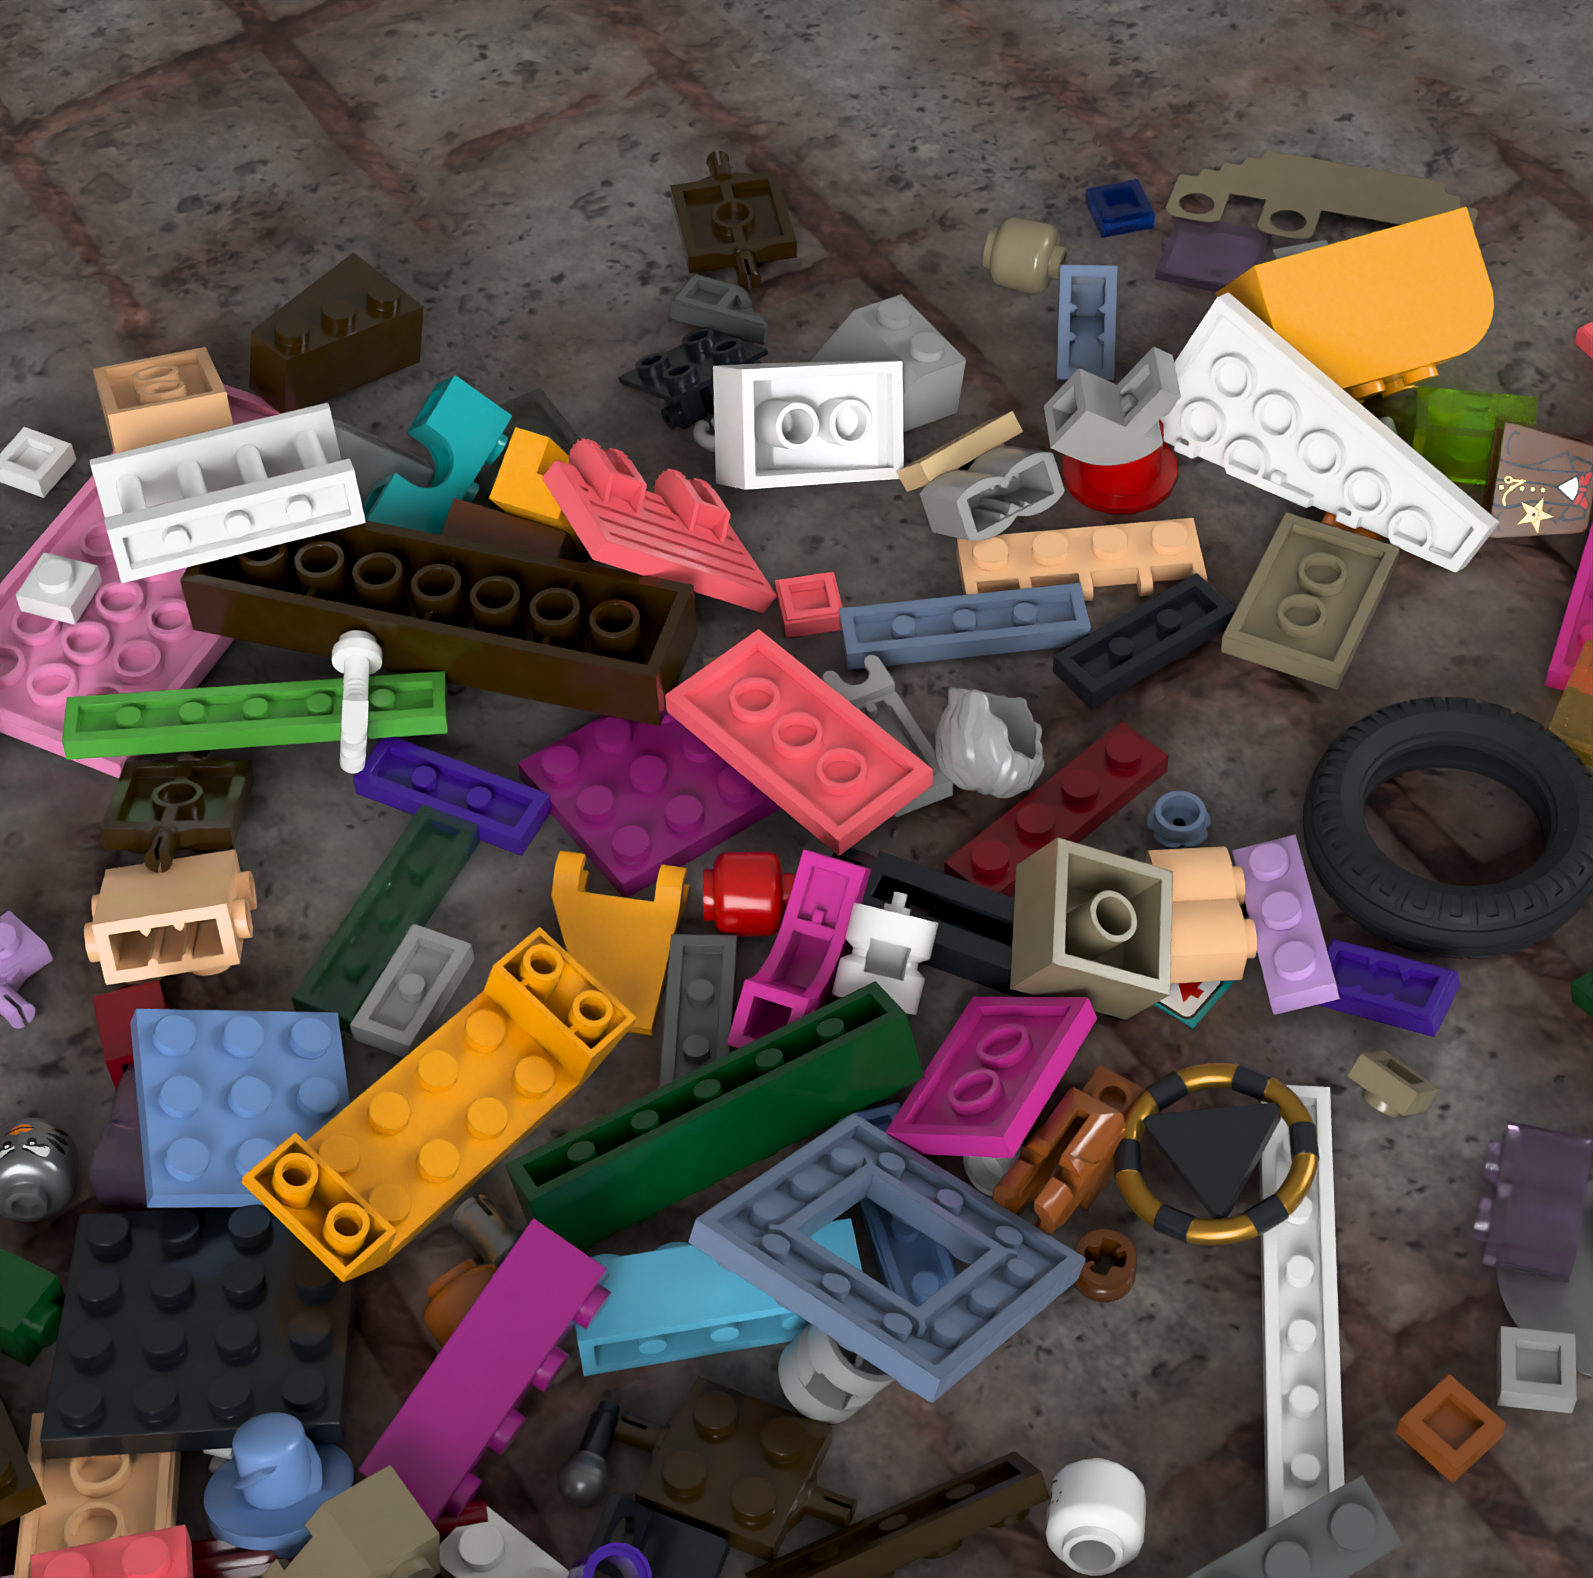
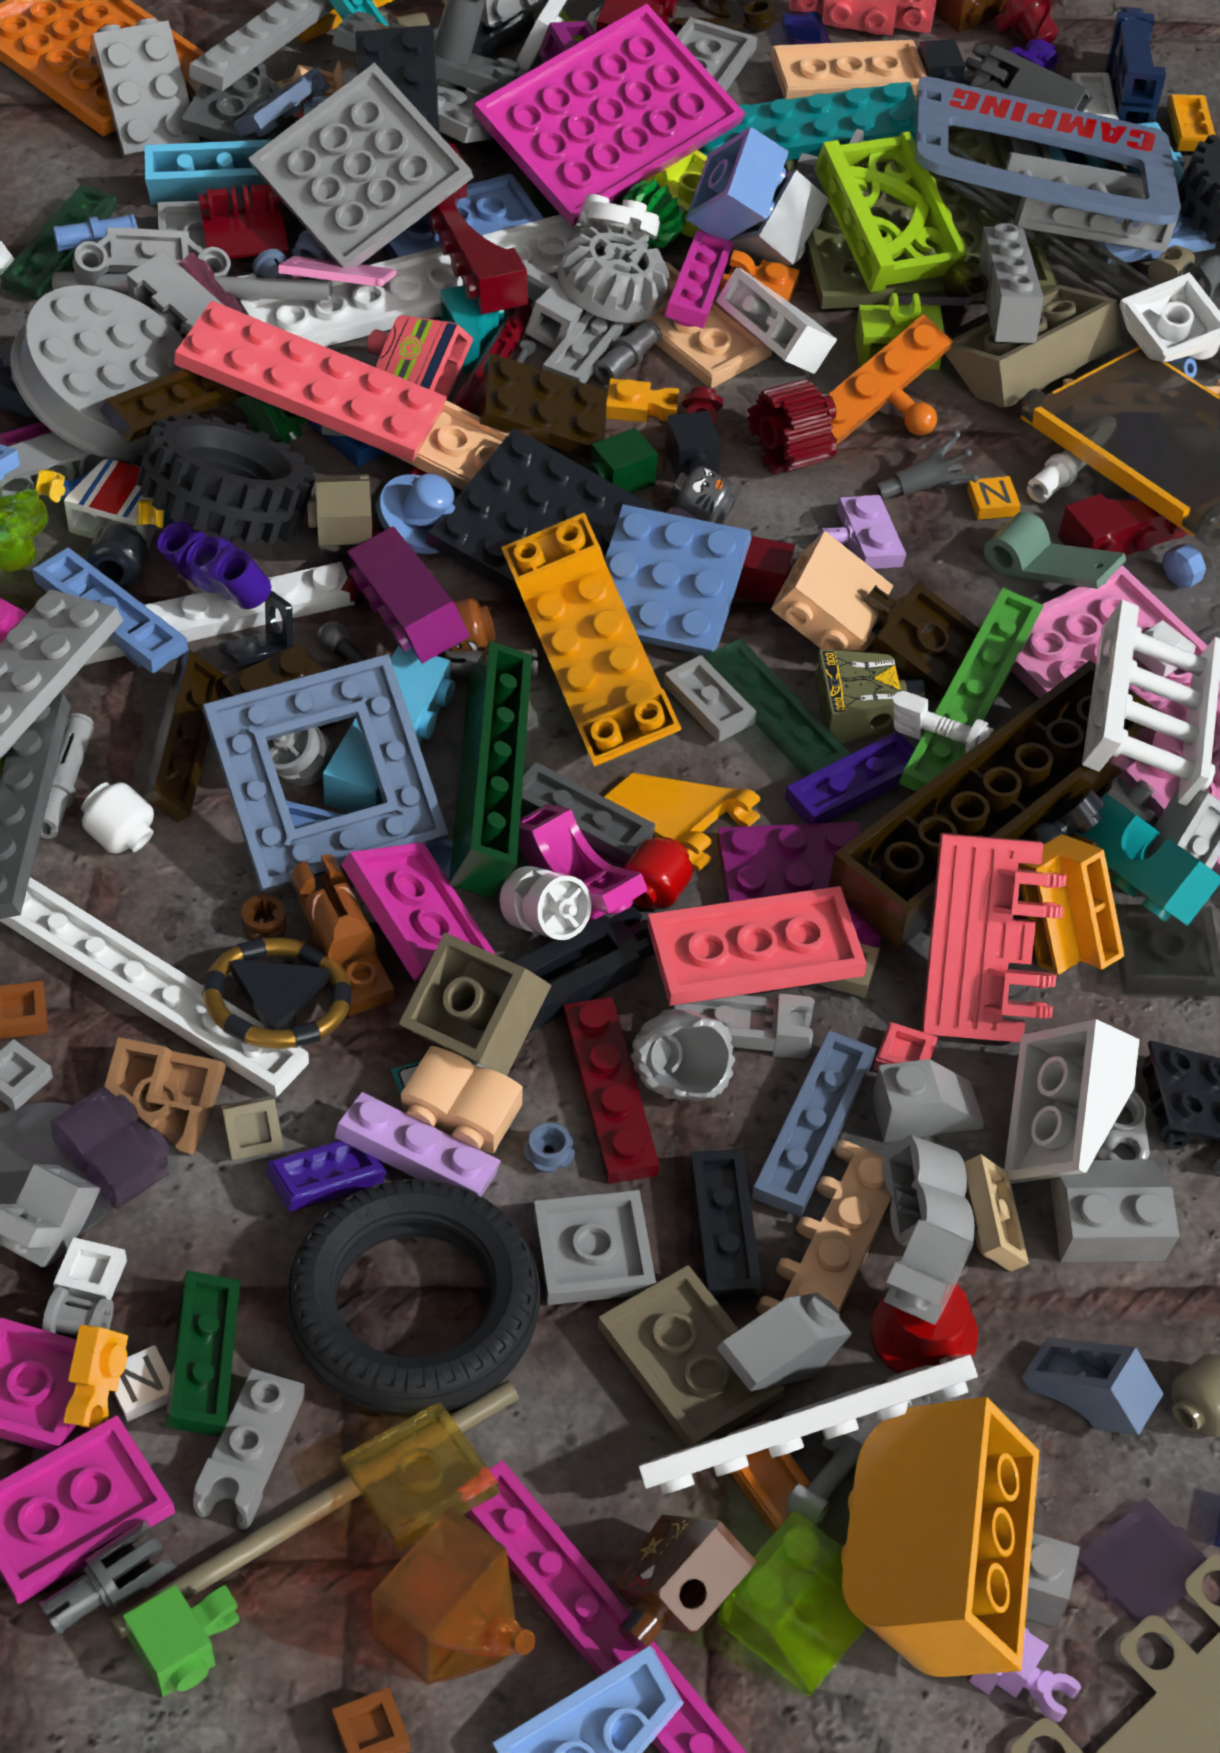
camera: 115 degrees right, 0 degrees up
(312, 841) = (858, 693): none -> olive torso
(444, 519) = (1077, 815): none -> black plate
(875, 554) = (923, 1101): none -> light grey slope
(1251, 513) = (786, 1342): none -> light grey slope
(1260, 725) = (593, 1247): none -> light grey plate
(1410, 1212) = (167, 1088): none -> medium nougat slope

